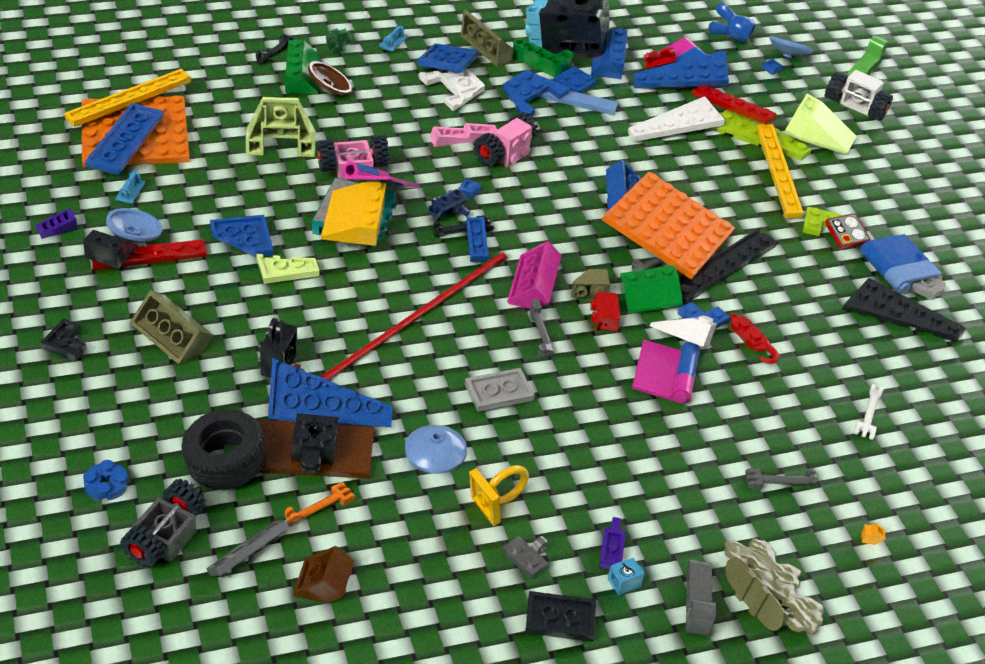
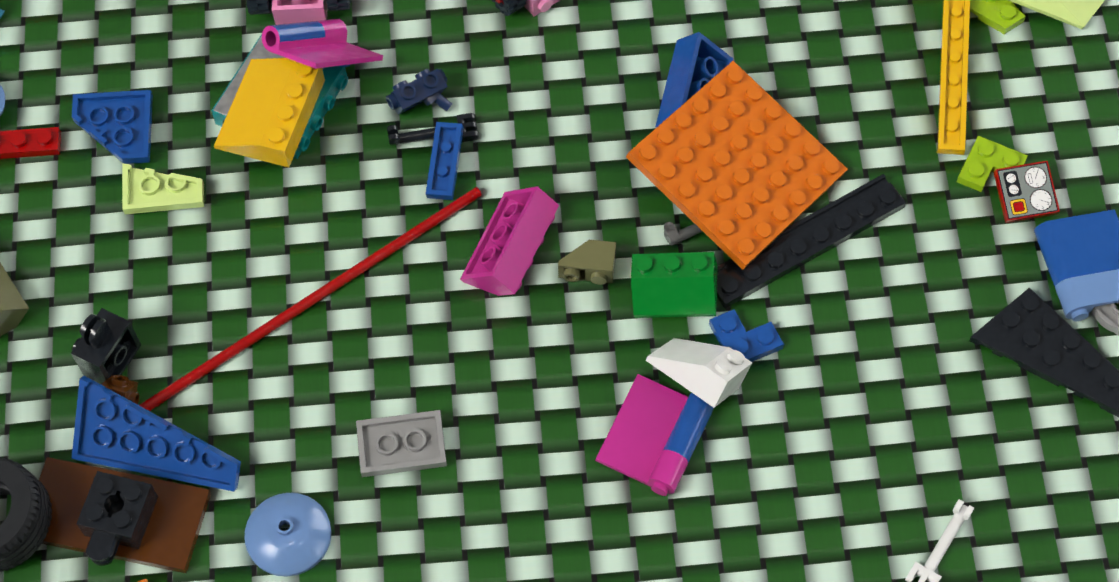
camera: 20 degrees right, 20 degrees up
(470, 188) = (464, 56): blue tile -> none
(535, 313) = (492, 376): dark grey hinge -> none
(605, 311) = (596, 316): red hinge -> none
(753, 337) = (809, 384): red plate -> none

